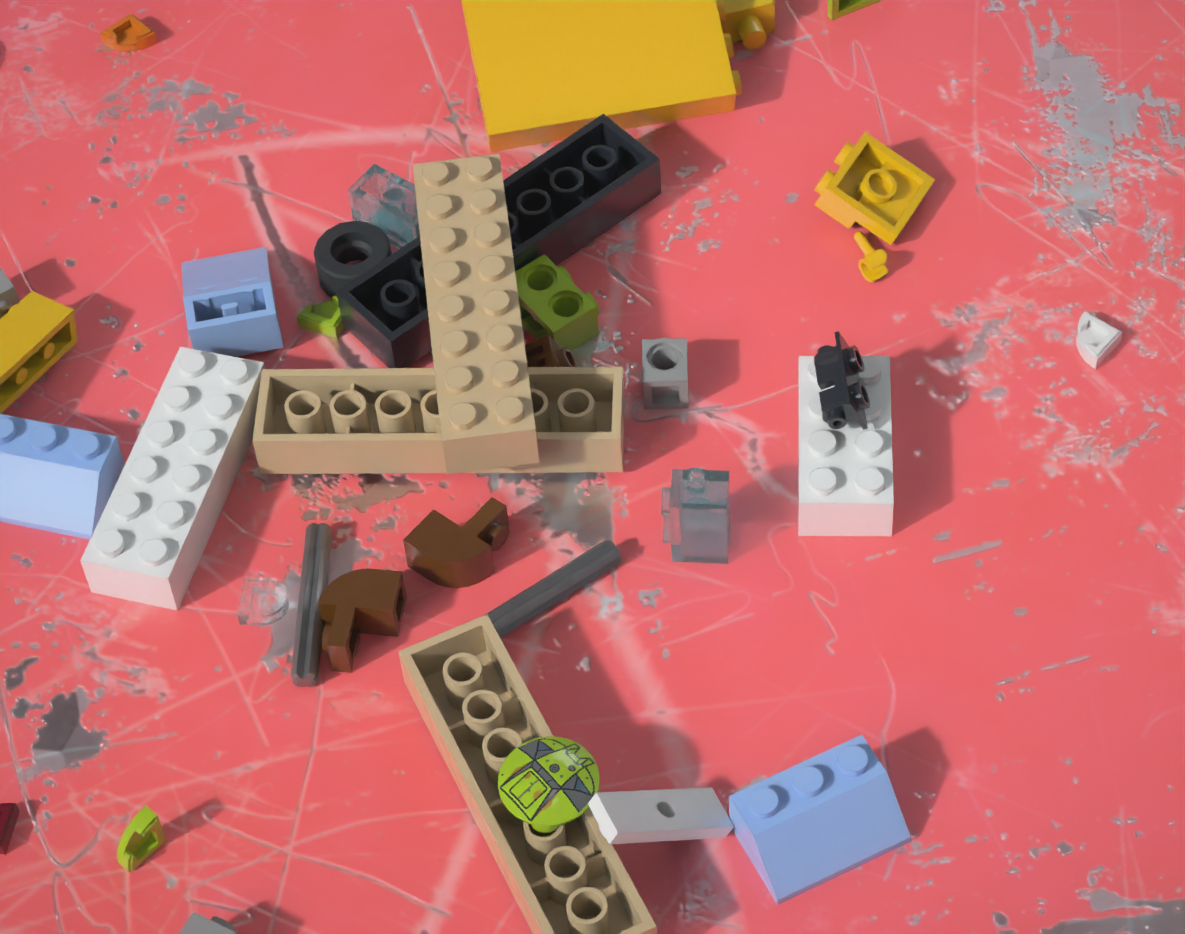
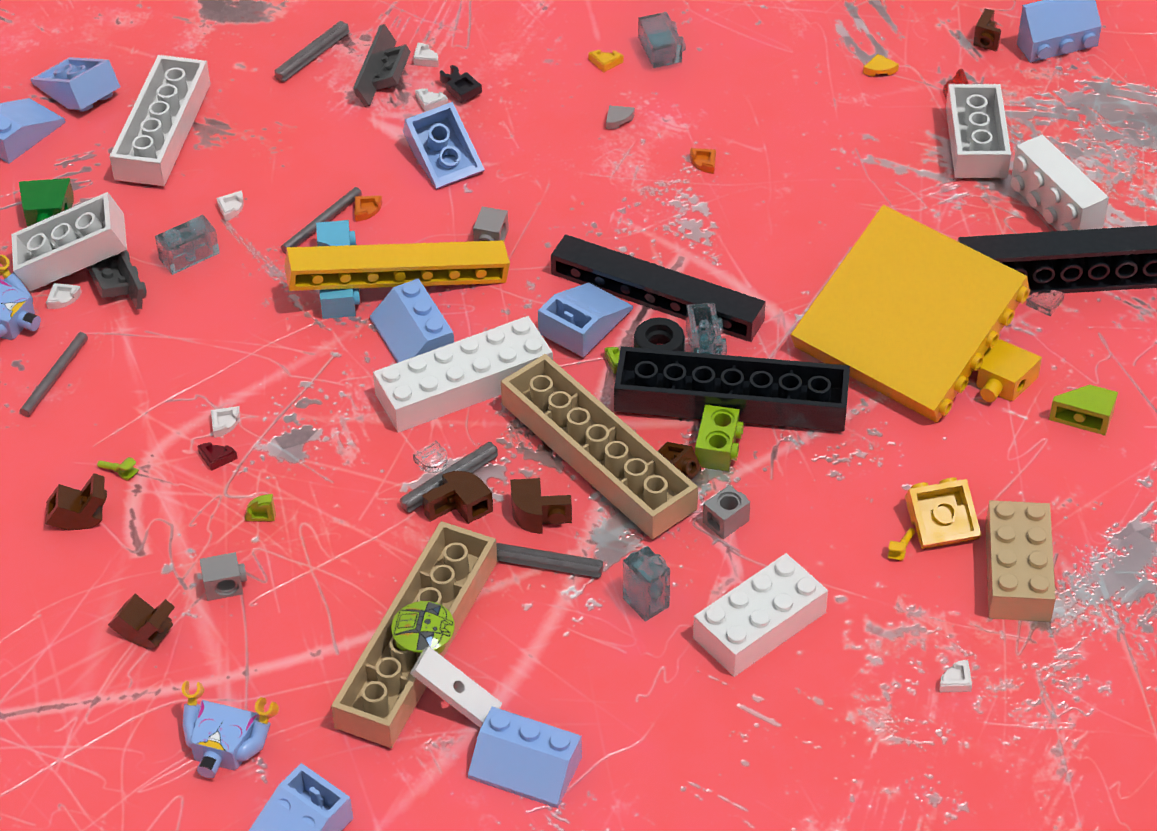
camera: 45 degrees right, 5 degrees down
(253, 207) = (655, 285): none -> black brick
(474, 315) = (657, 403): tan brick -> none
(849, 397) = (781, 579): black hinge -> none
(1006, 172) = (1020, 561): none -> tan brick

